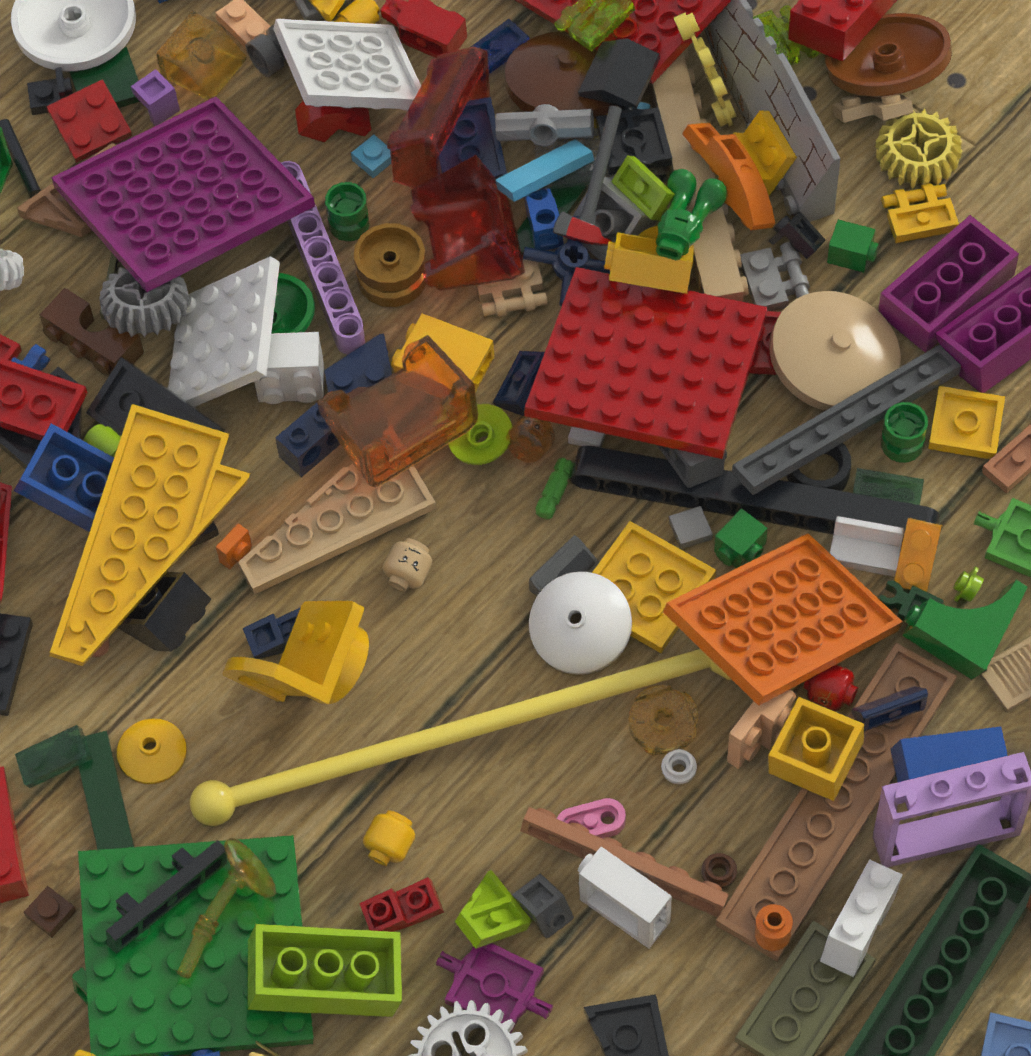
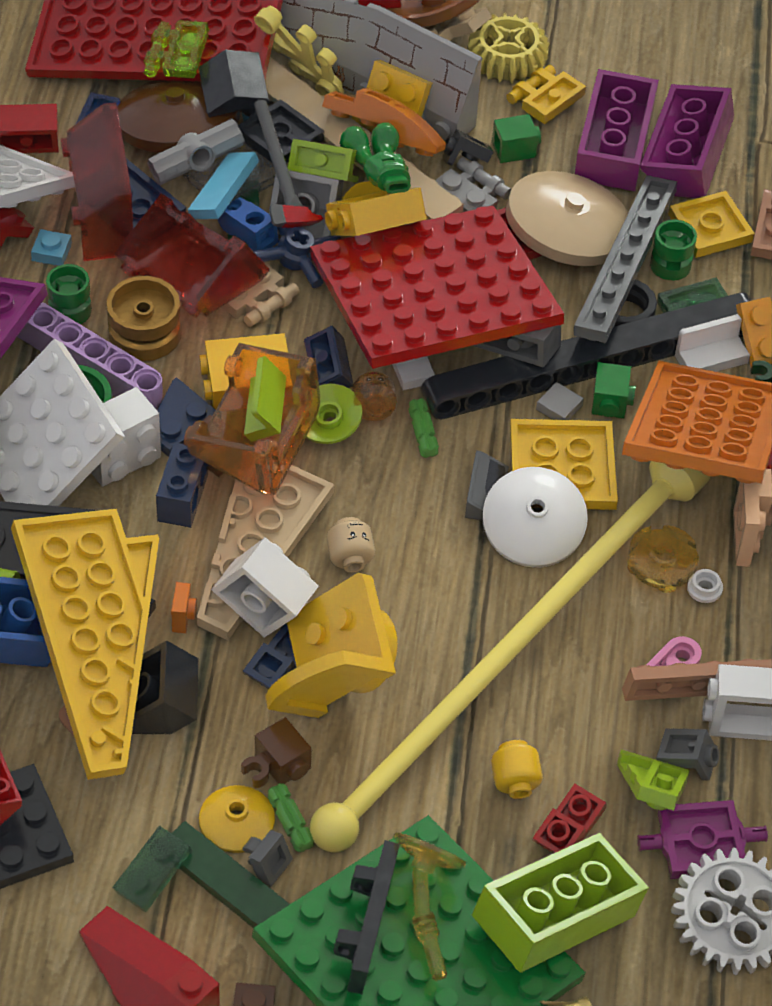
camera: 40 degrees left, 10 degrees down
(144, 798) = (268, 856): none -> dark grey tile
(189, 773) = (290, 817): none -> bright green axle
(217, 717) = (278, 752): none -> reddish brown brick
(296, 568) = (265, 587): none -> white brick
(414, 398) = (265, 401): none -> lime panel

